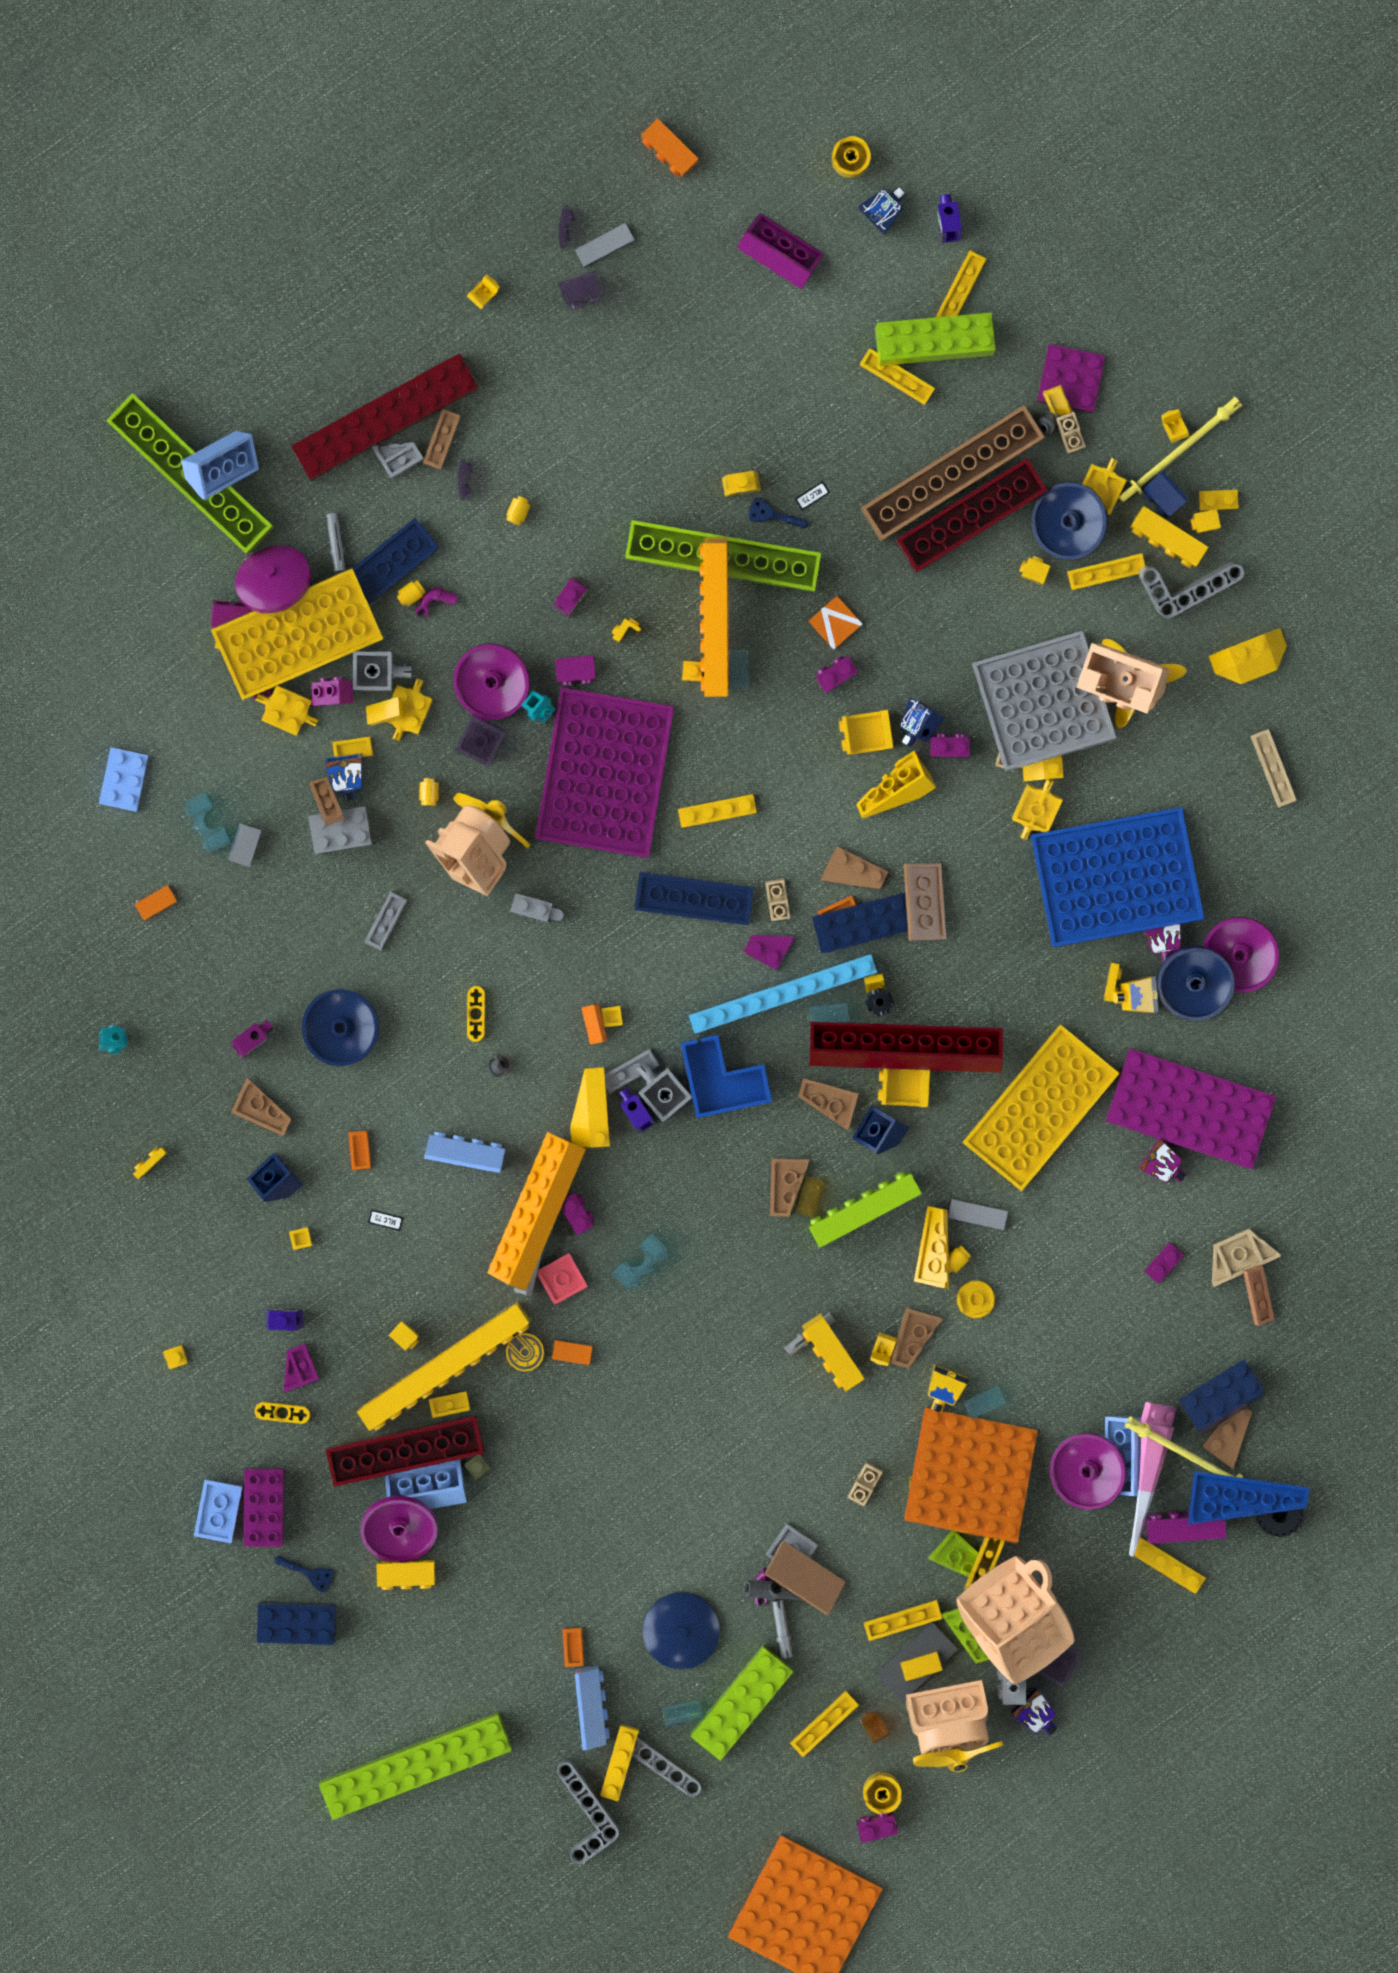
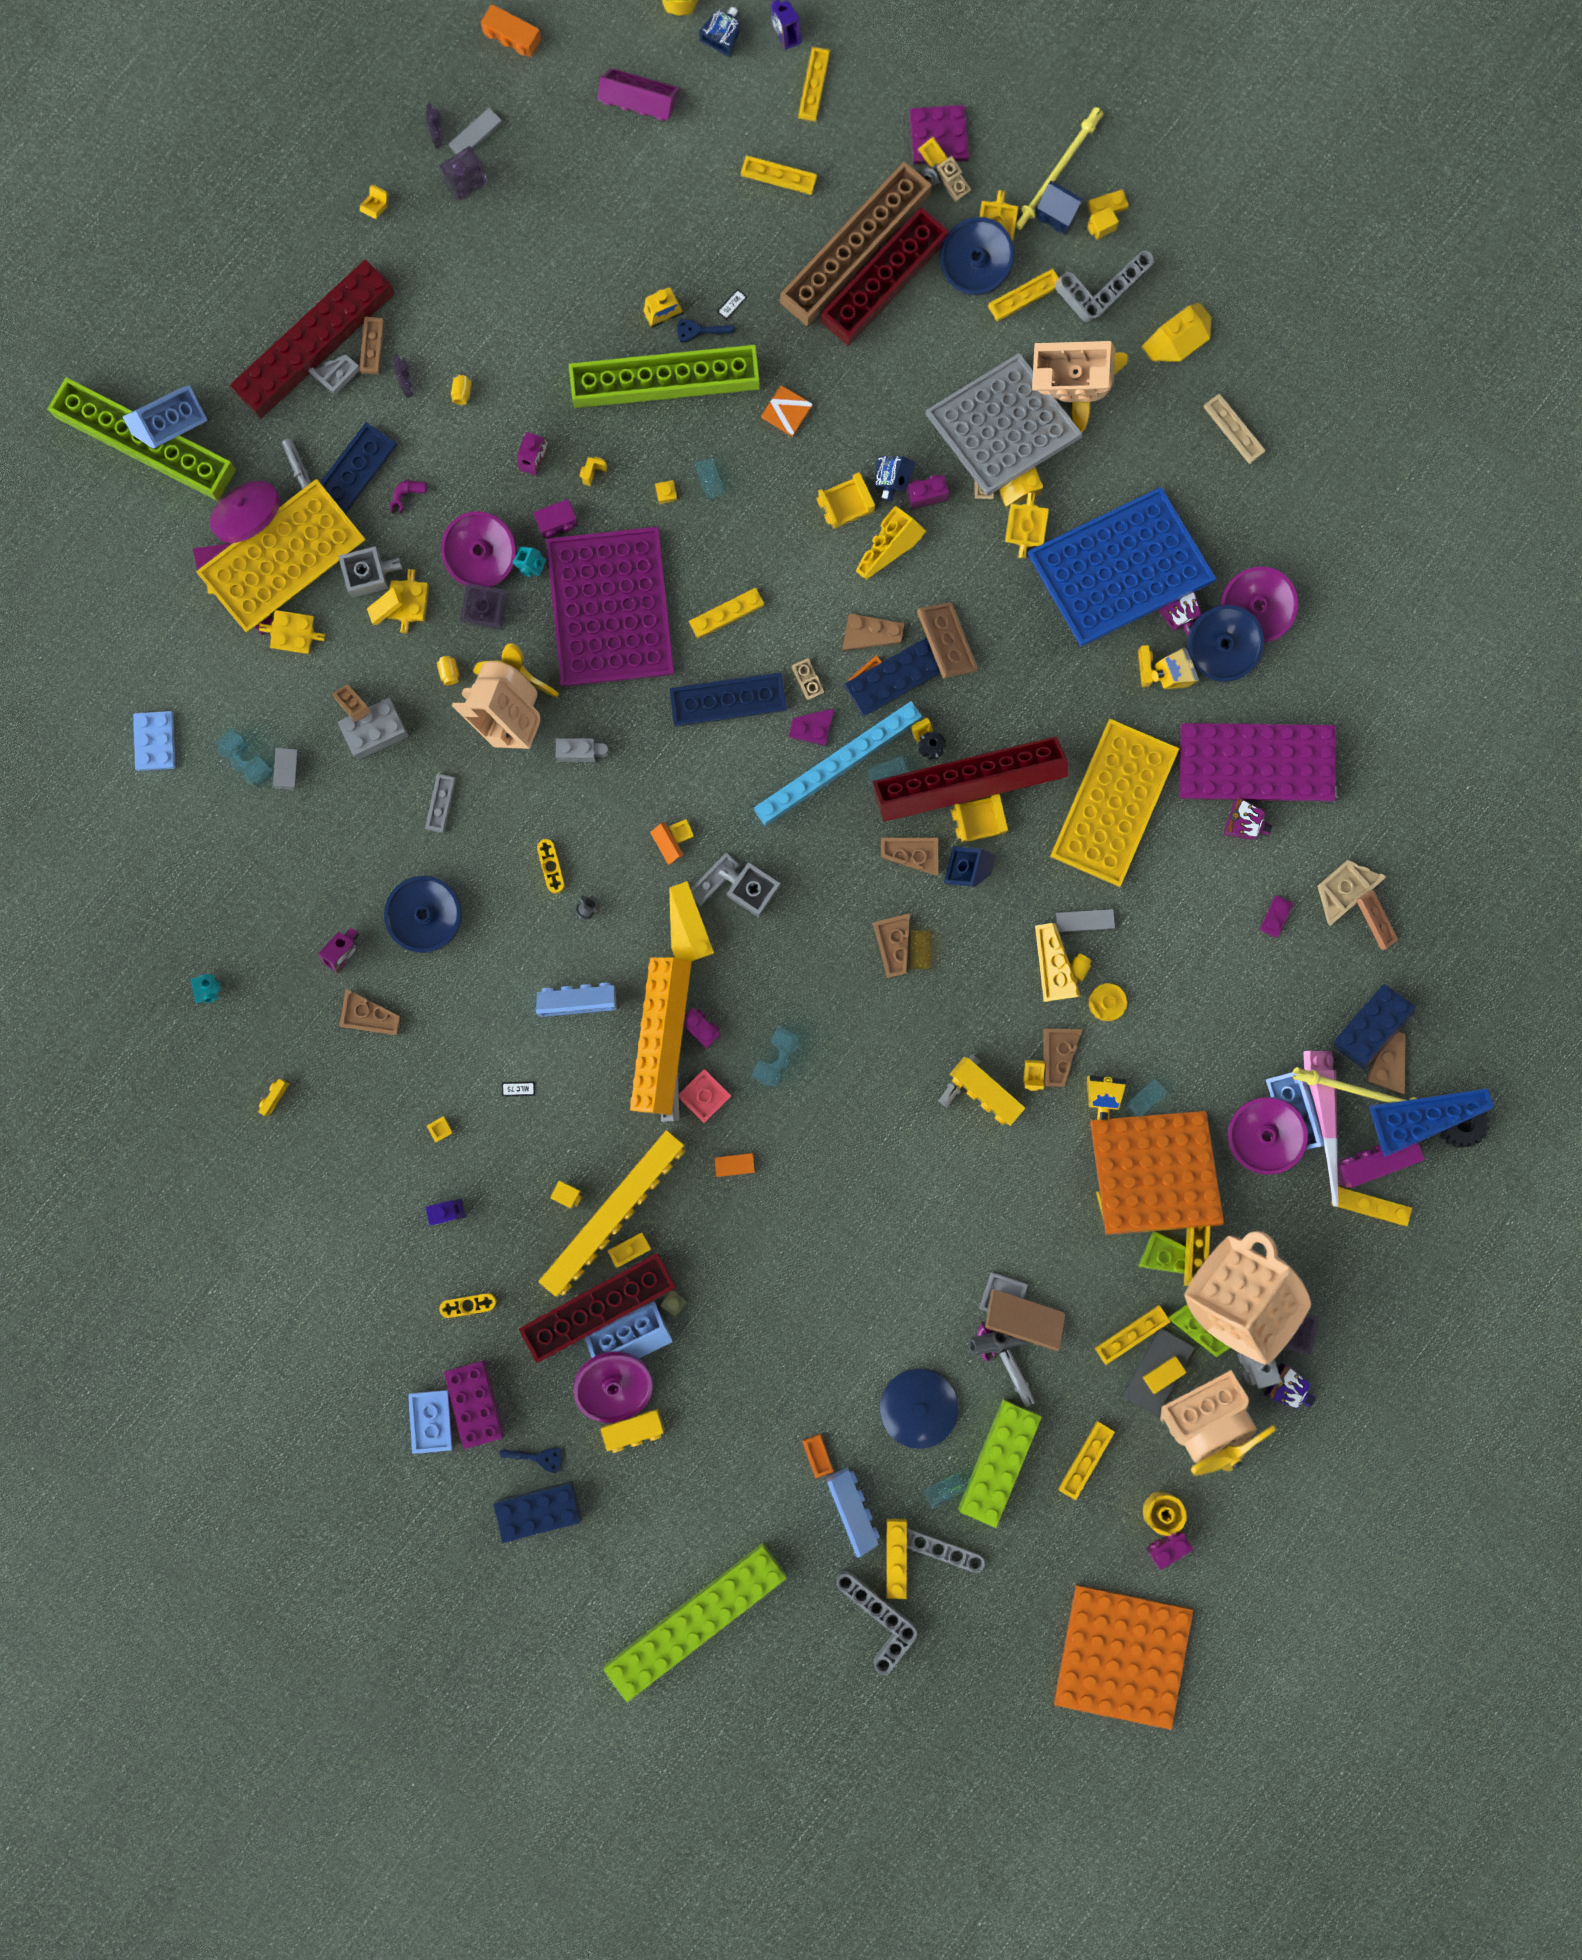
camera: 25 degrees left, 5 degrees down
(156, 902) = (215, 848): orange tile -> none
(175, 1357) = (348, 1281): yellow plate -> none
(274, 1180) = (399, 1079): dark blue slope -> none
(299, 1368) = (472, 1257): magenta wing -> none
(332, 692) = (330, 601): magenta brick -> none
(345, 774) = (364, 675): torso -> none
(353, 746) = (365, 651): yellow tile -> none
(359, 1150) = (474, 1028): orange tile -> none
(410, 593) = (381, 492): yellow brick -> none
(525, 1352) = (688, 1177): tile -> none
(640, 1117) = (735, 917): dark purple torso -> none
(713, 1087) = (799, 869): blue piece -> none
(716, 617) = (672, 424): light orange brick -> none
(837, 674) = (802, 455): magenta brick -> none
(864, 1209) = (979, 941): lime brick -> none
(865, 1483) = (1055, 1211): tan slope -> none
(874, 1726) = (1136, 1449): clear orange bracket -> none
(935, 339) = (804, 128): lime brick -> none
(1034, 570) = (958, 311): yellow brick -> none
(1169, 537) = (1072, 248): yellow brick -> none
(1174, 425) = (1046, 148): yellow bracket -> none

